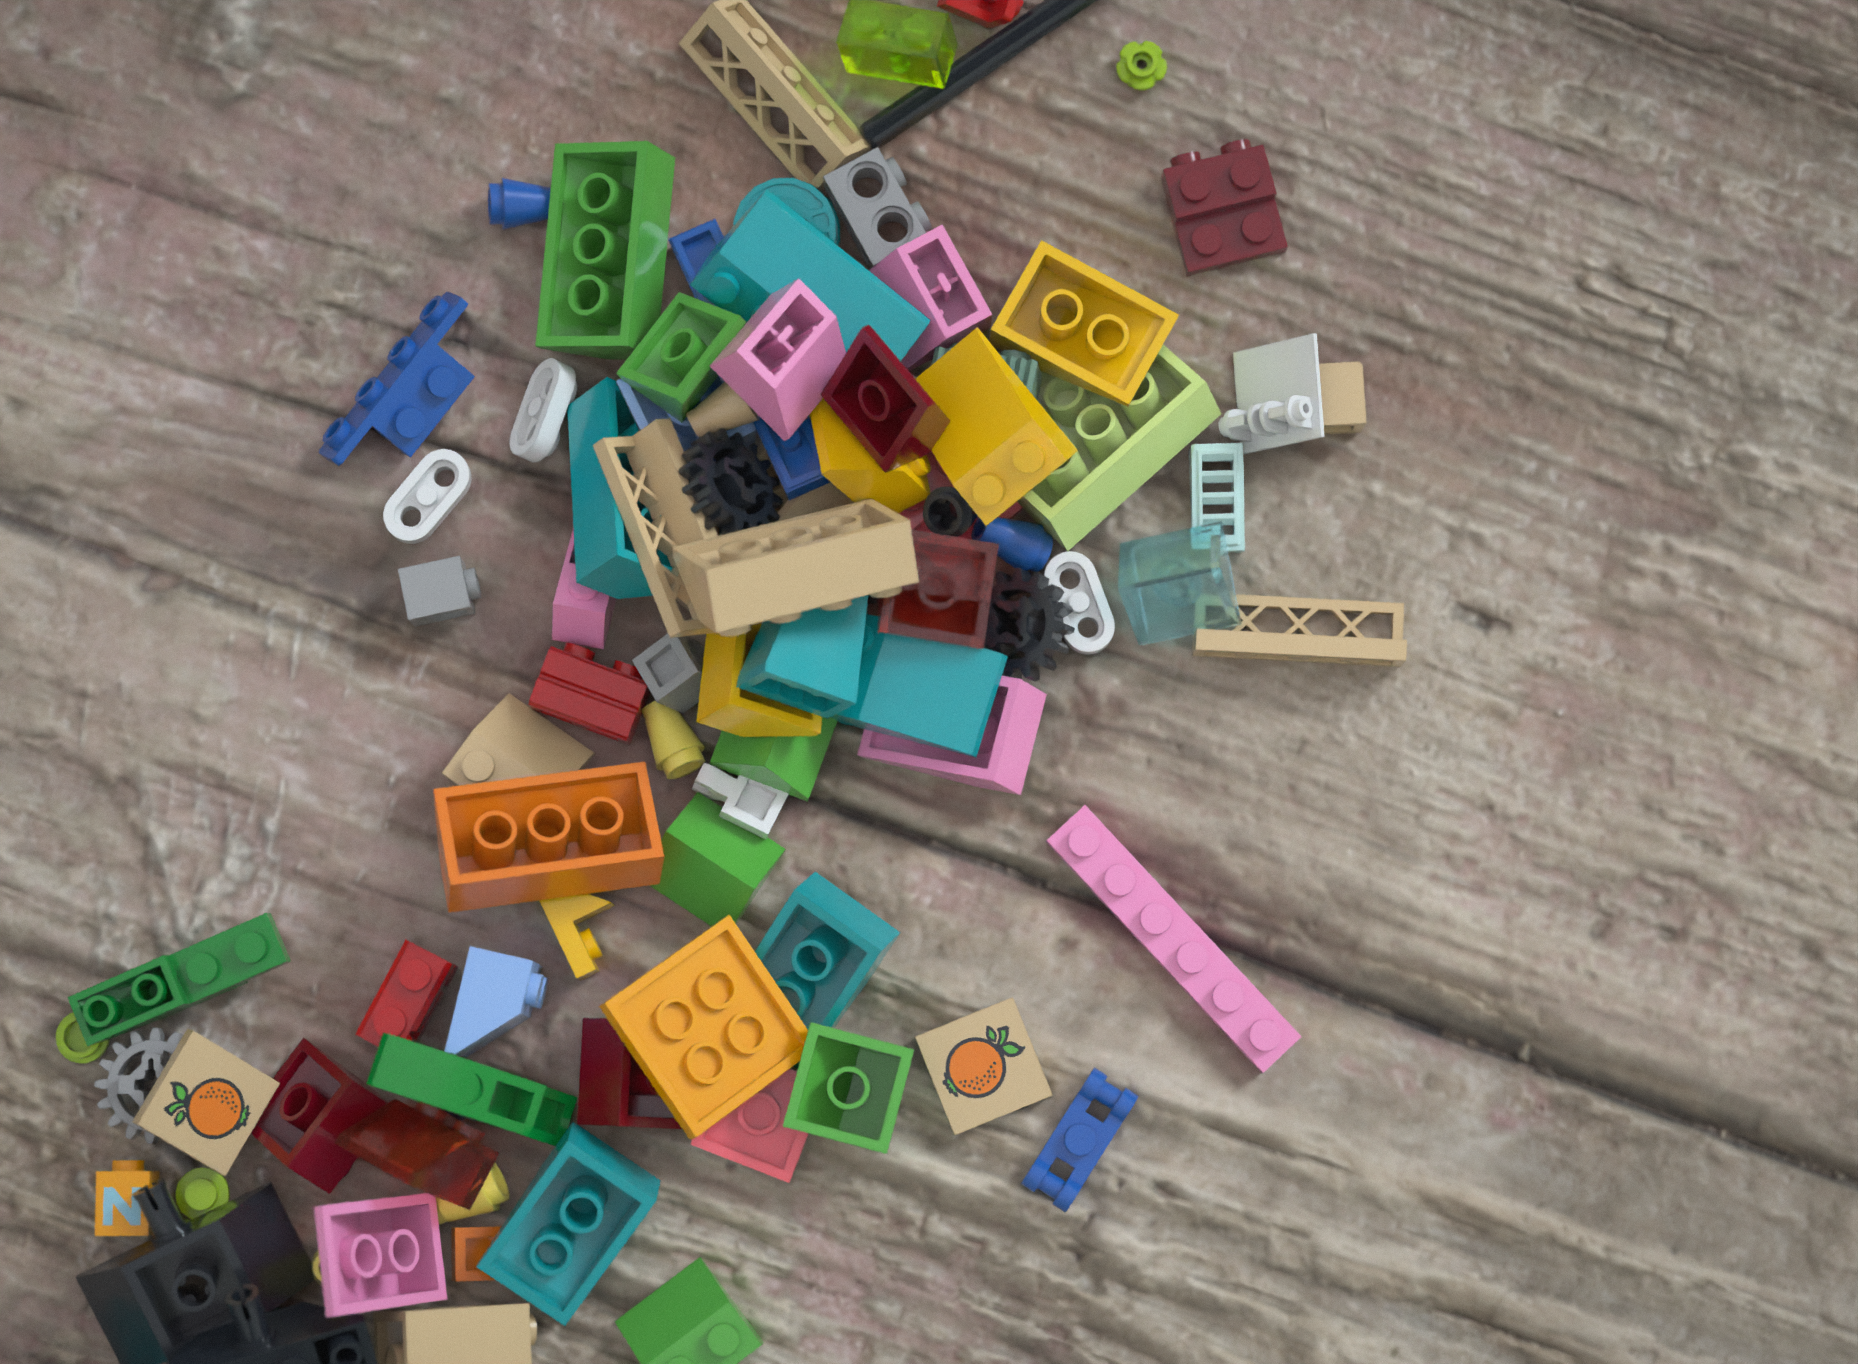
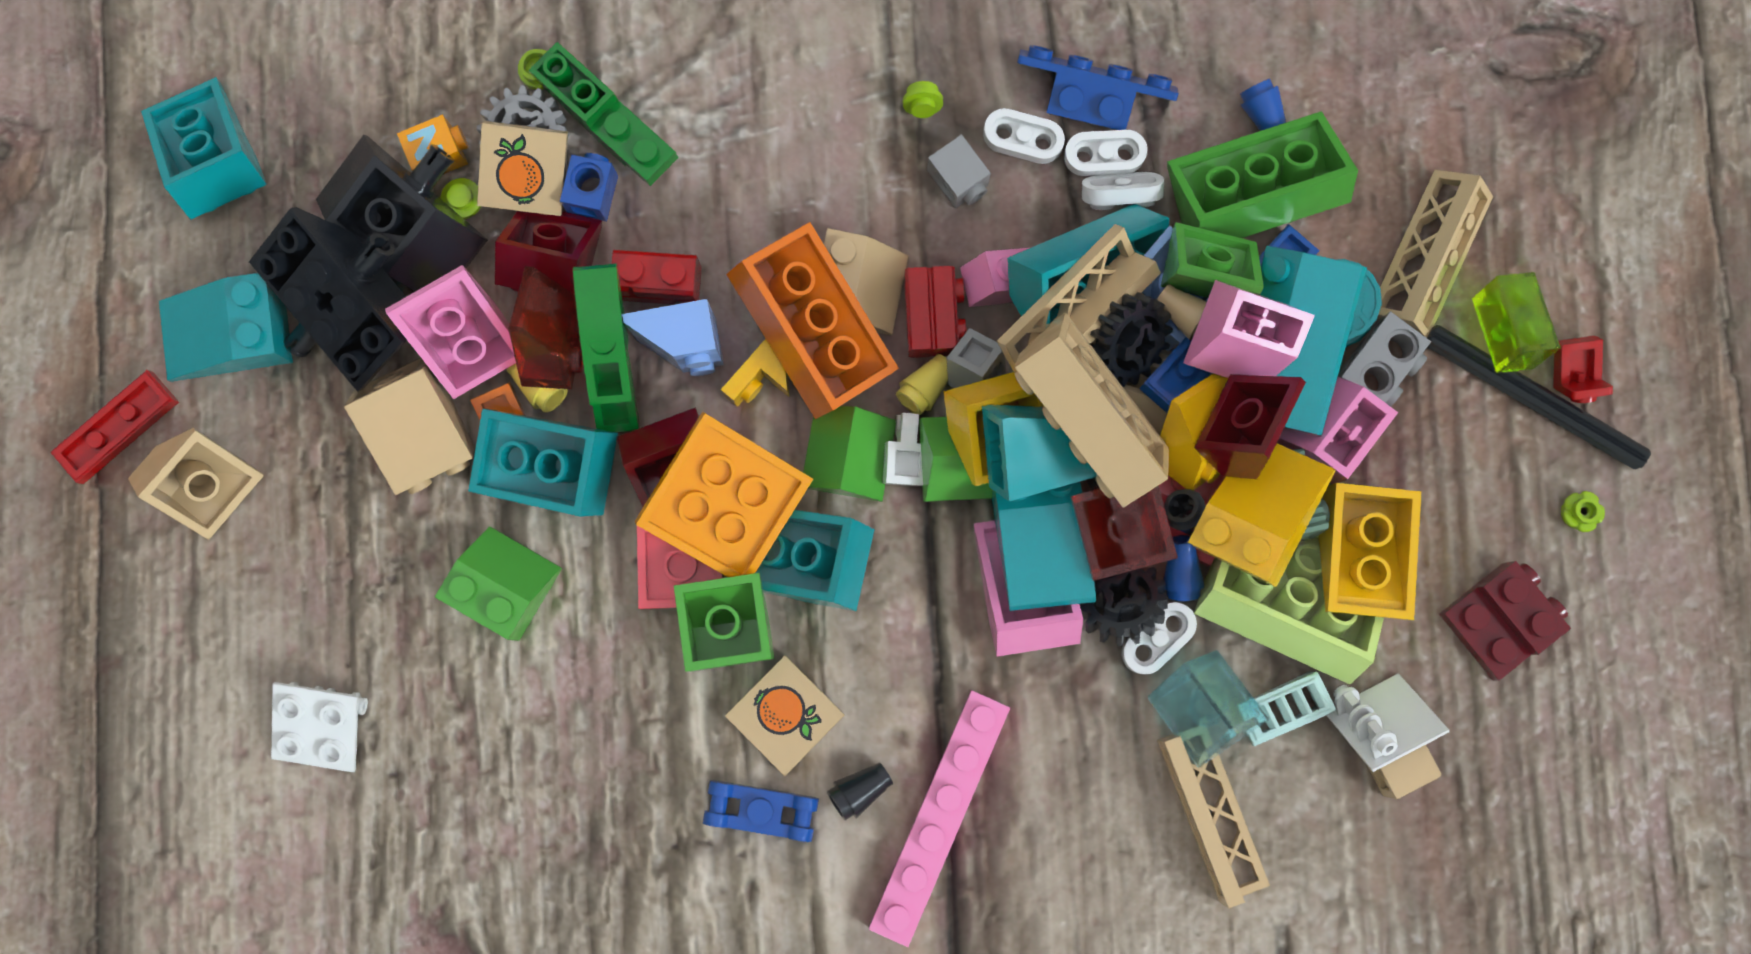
camera: 70 degrees right, 0 degrees up
(282, 1038) = (593, 203): none -> blue brick
(330, 595) = (922, 99): none -> lime plate
(490, 412) = (1103, 150): none -> white plate
(1104, 1017) = (859, 790): none -> black cone

